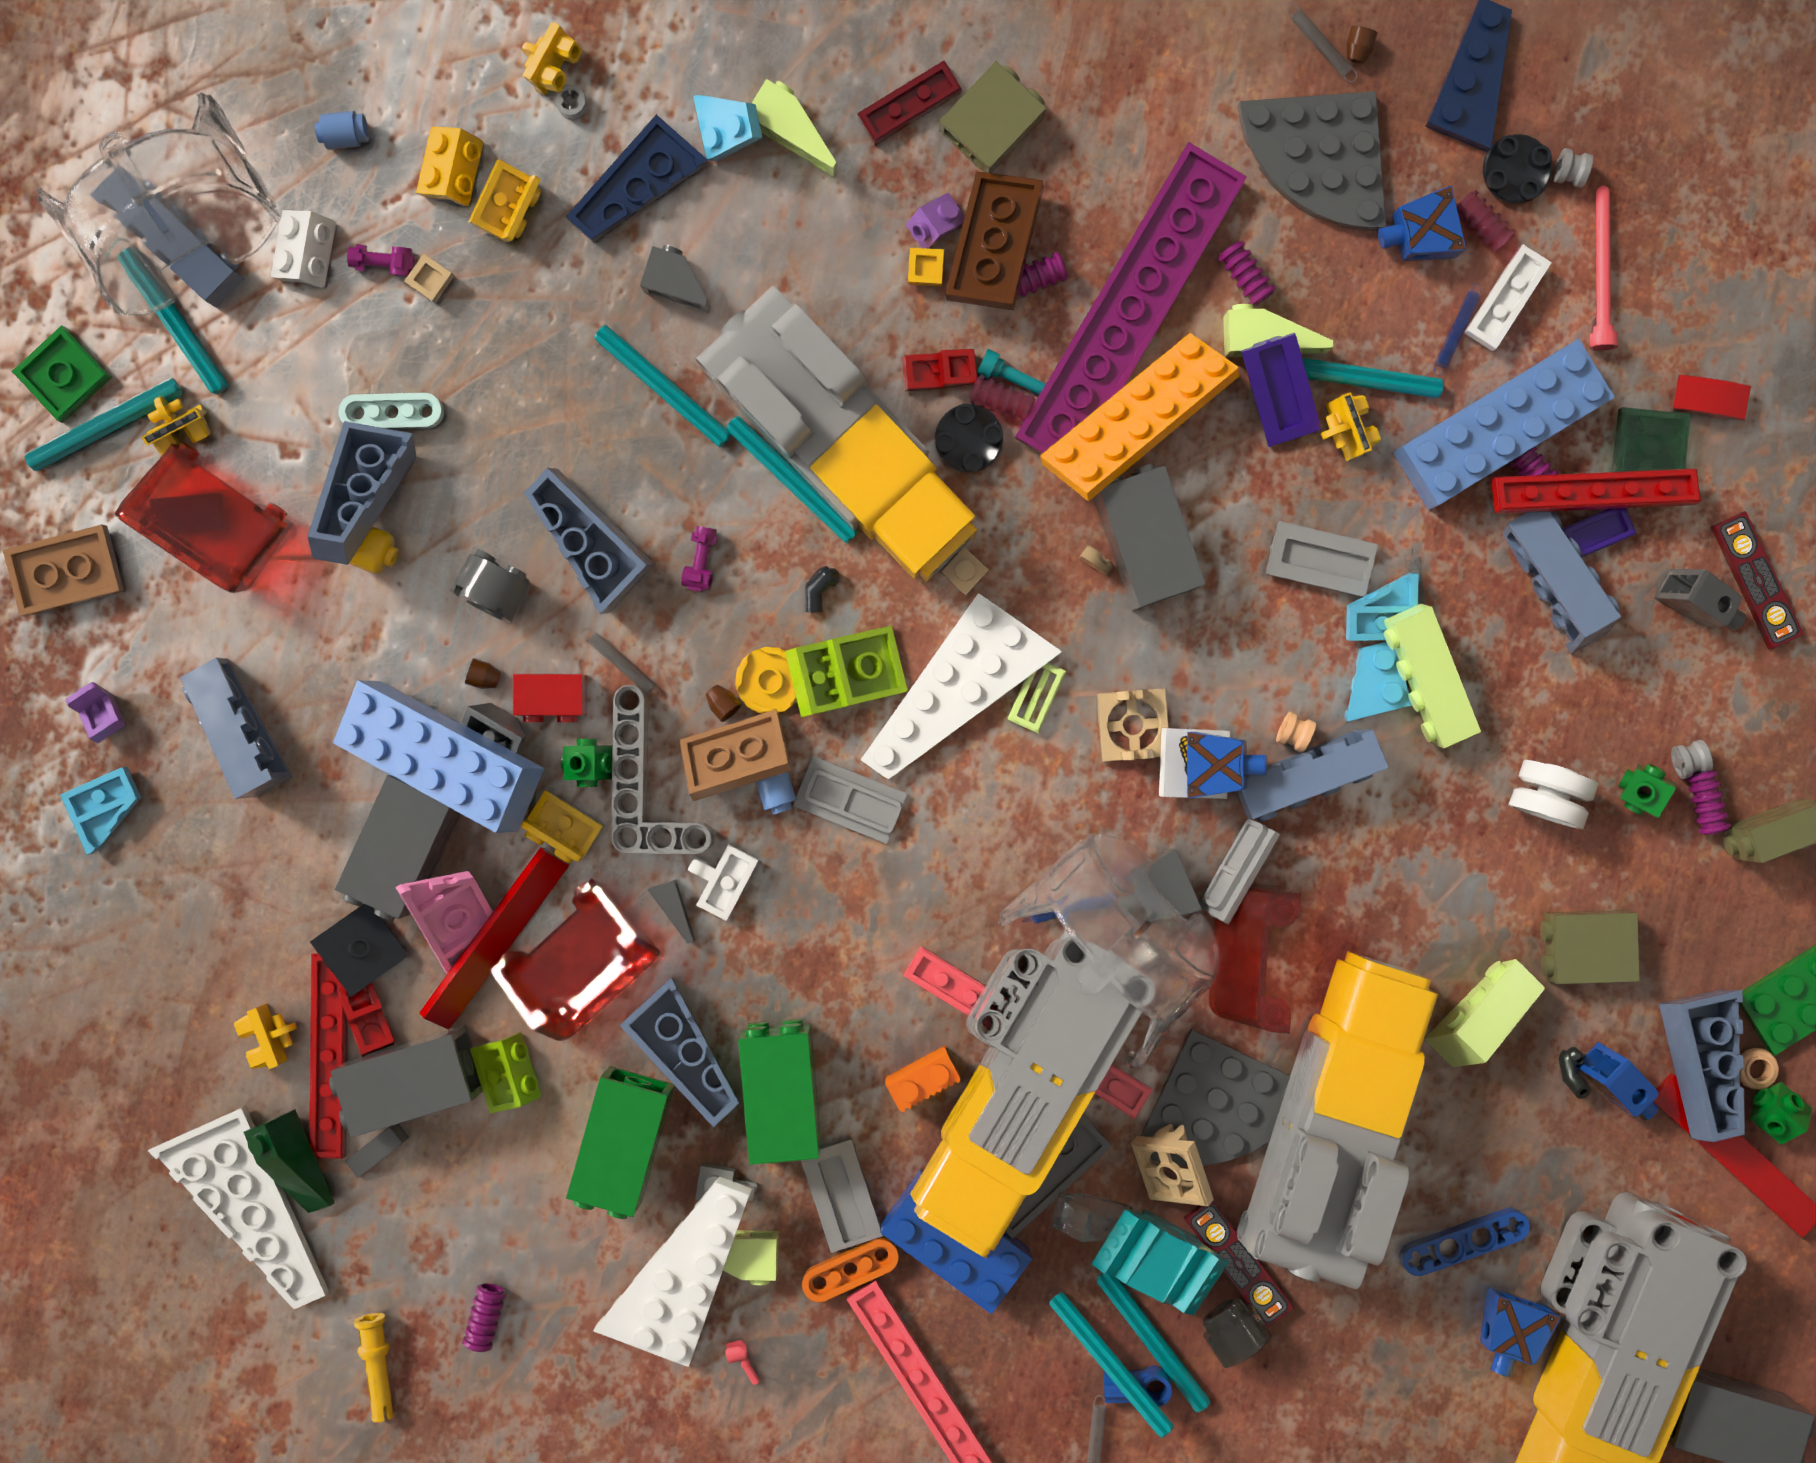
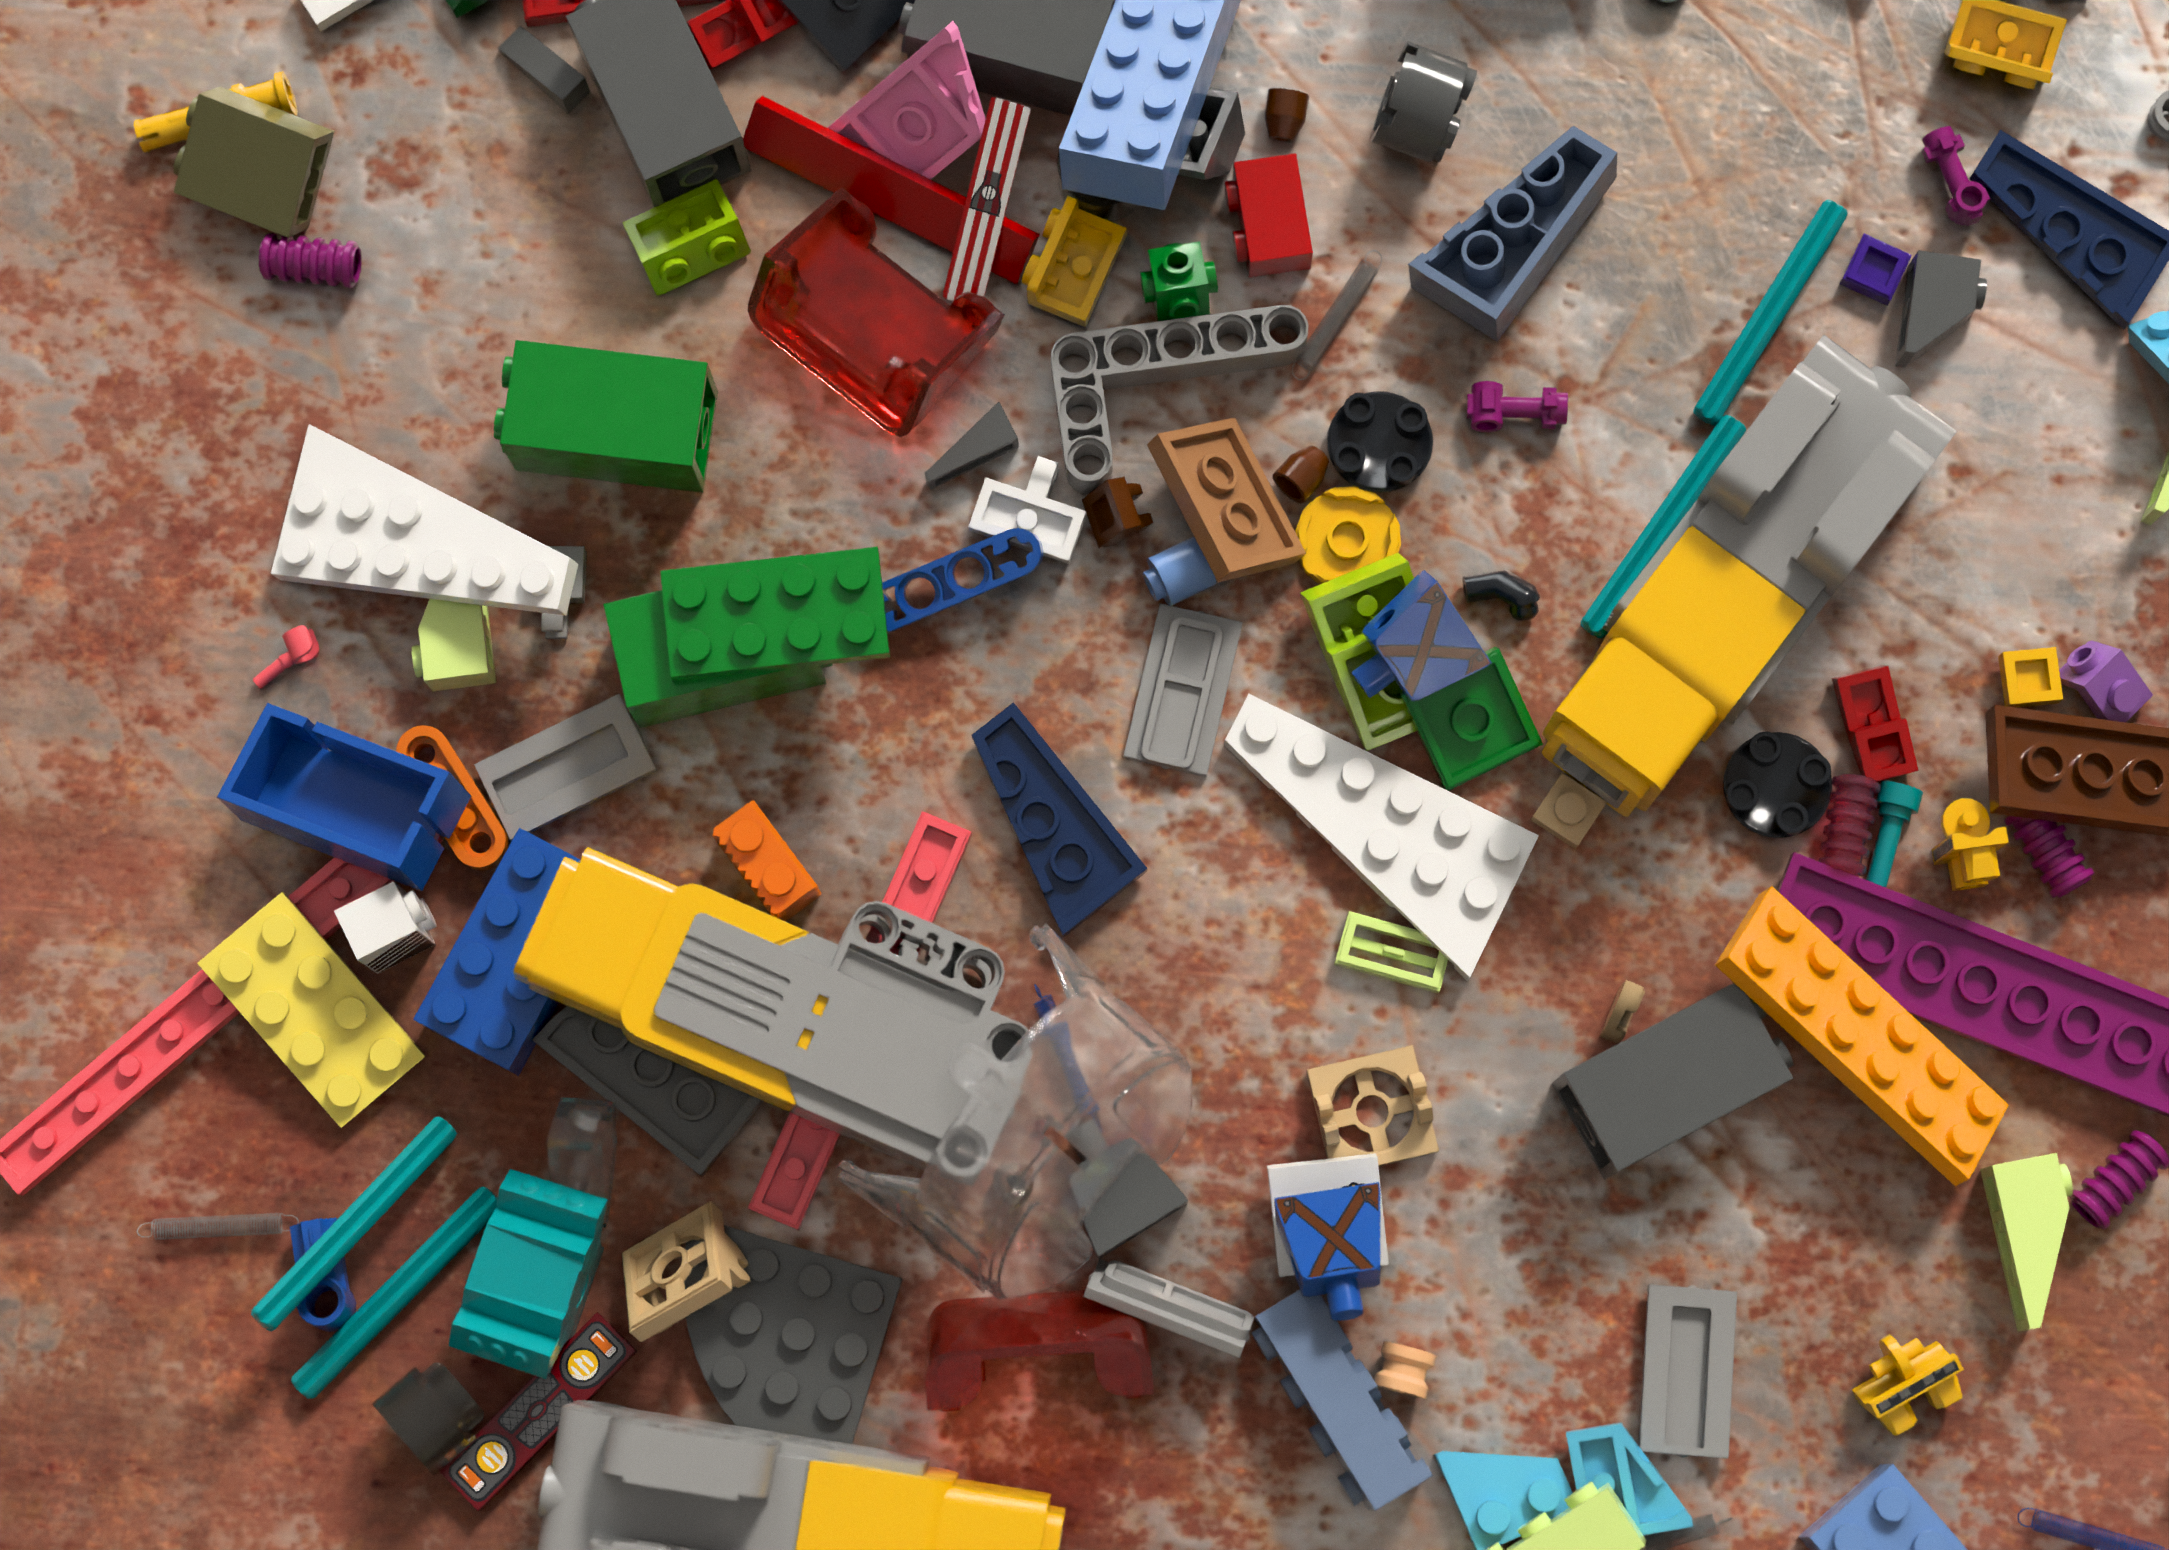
camera: 85 degrees right, 10 degrees down
(413, 1349) = (252, 161): none -> olive brick
(513, 878) = (987, 198): none -> sticker
(607, 246) = (1967, 195): none -> magenta bar
(644, 313) = (1875, 269): none -> dark purple tile
(680, 1050) = (764, 482): sand blue wedge -> none
(709, 650) = (1380, 441): none -> black dish
(730, 827) = (1114, 513): none -> reddish brown tile
(763, 940) = (942, 576): none -> blue beam
(773, 1057) = (774, 614): none -> green plate
(844, 1341) = (345, 801): none -> blue piece
(851, 650) = (1419, 643): none -> blue torso
(898, 622) = (1474, 723): none -> green tile
(929, 1323) = (387, 926): none -> white brick
(930, 890) = (1062, 831): none -> dark blue wing
(972, 1374) = (311, 1009): none -> light yellow plate
(1031, 326) = (1968, 846): none -> yellow hips
(1281, 389) = (1946, 1258): dark purple piece -> none
(1373, 378) = (1991, 1387): teal axle -> none

